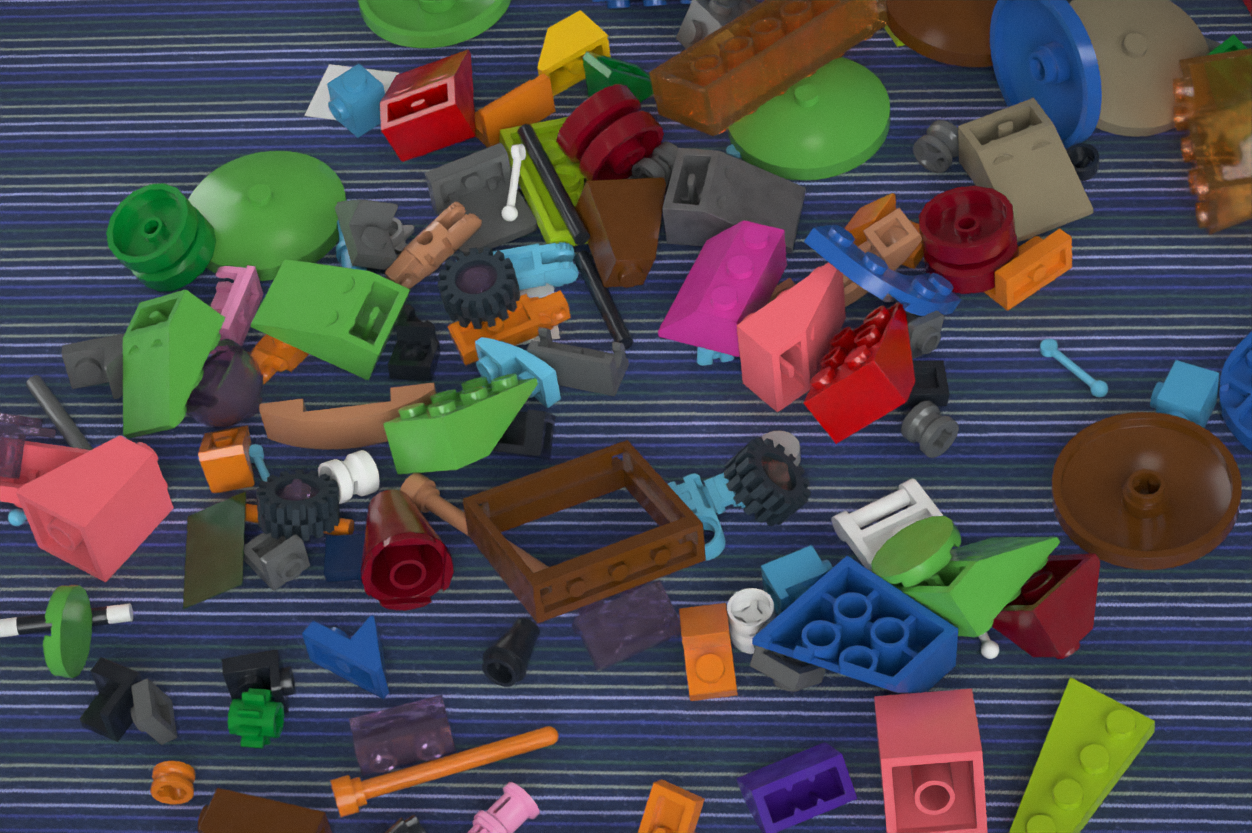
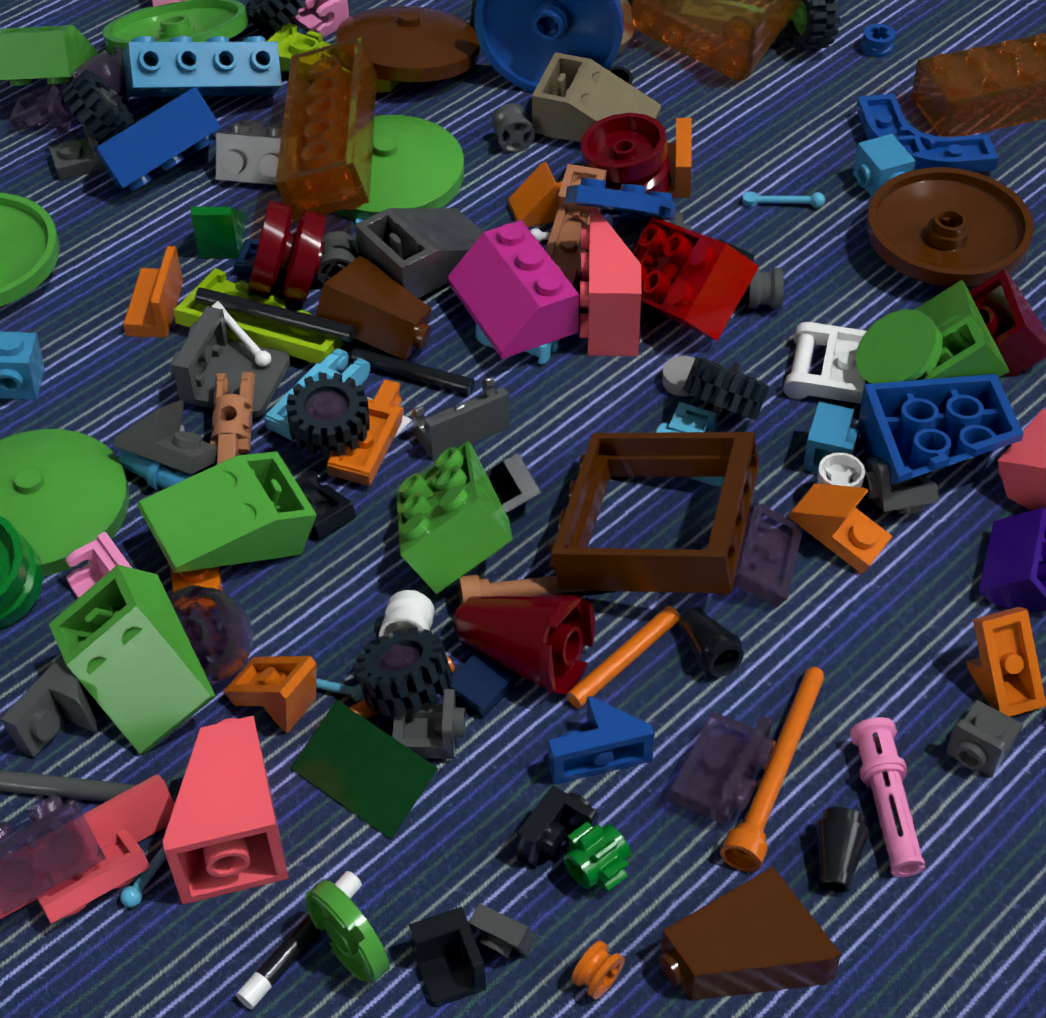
camera: 55 degrees left, 0 degrees up
(338, 427) = (304, 622): nougat slope -> none
(430, 107) = (91, 326): red slope -> none
(453, 616) = (623, 657): none -> orange bar
(502, 358) = (417, 452): medium azure slope -> none
(565, 47) = (150, 226): yellow slope -> none

